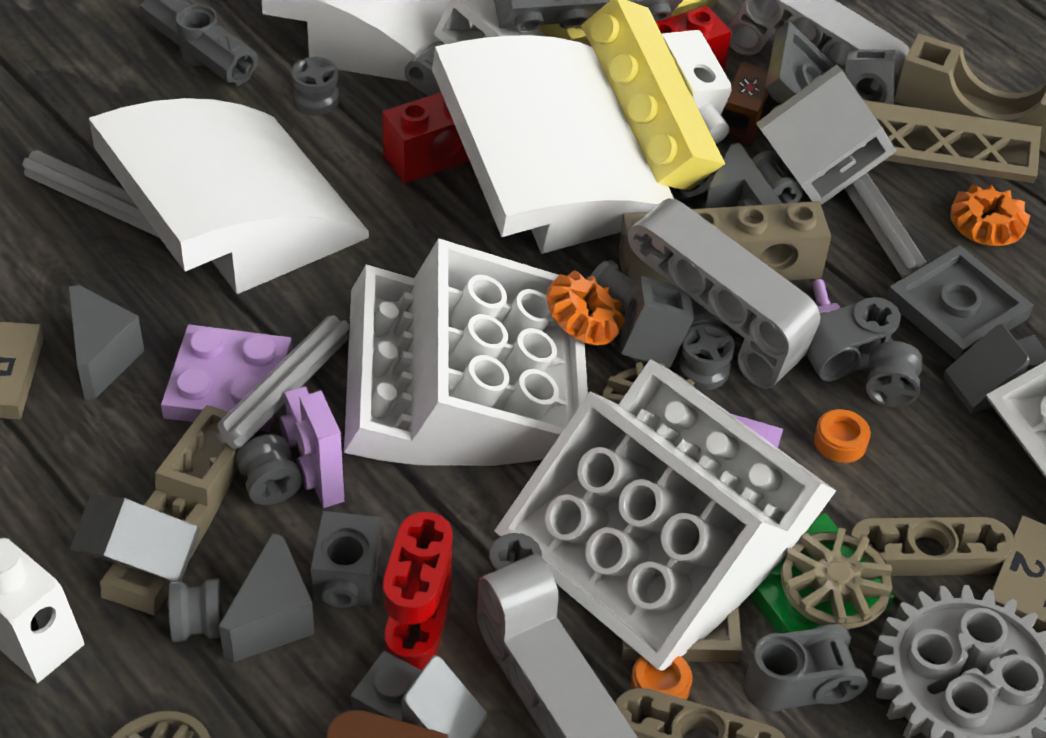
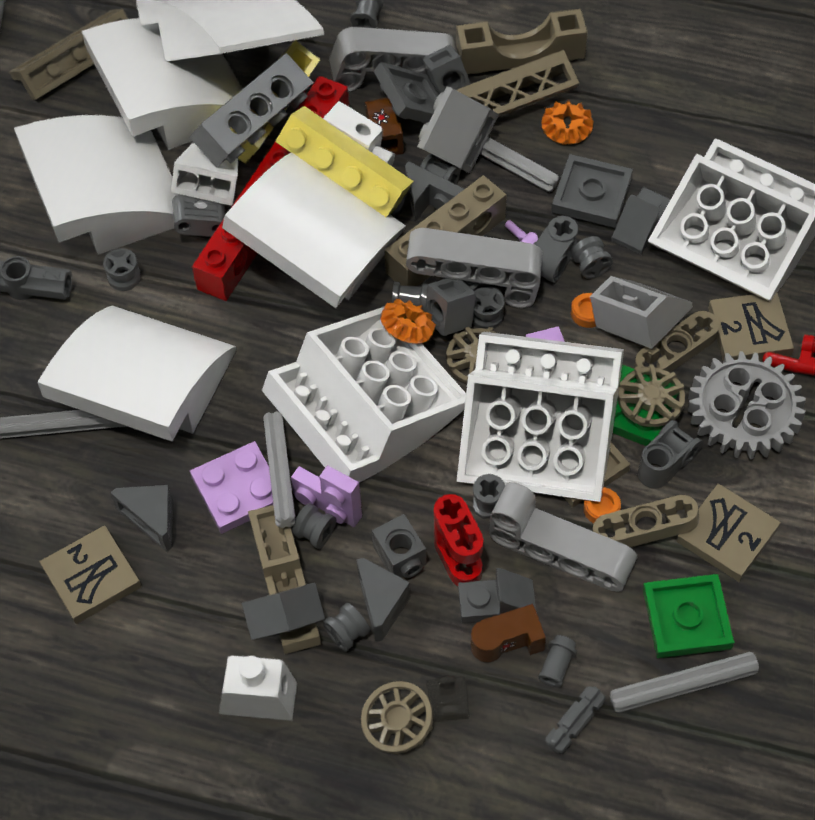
camera: 30 degrees left, 10 degrees up
(902, 464) = (636, 310): none -> light grey slope

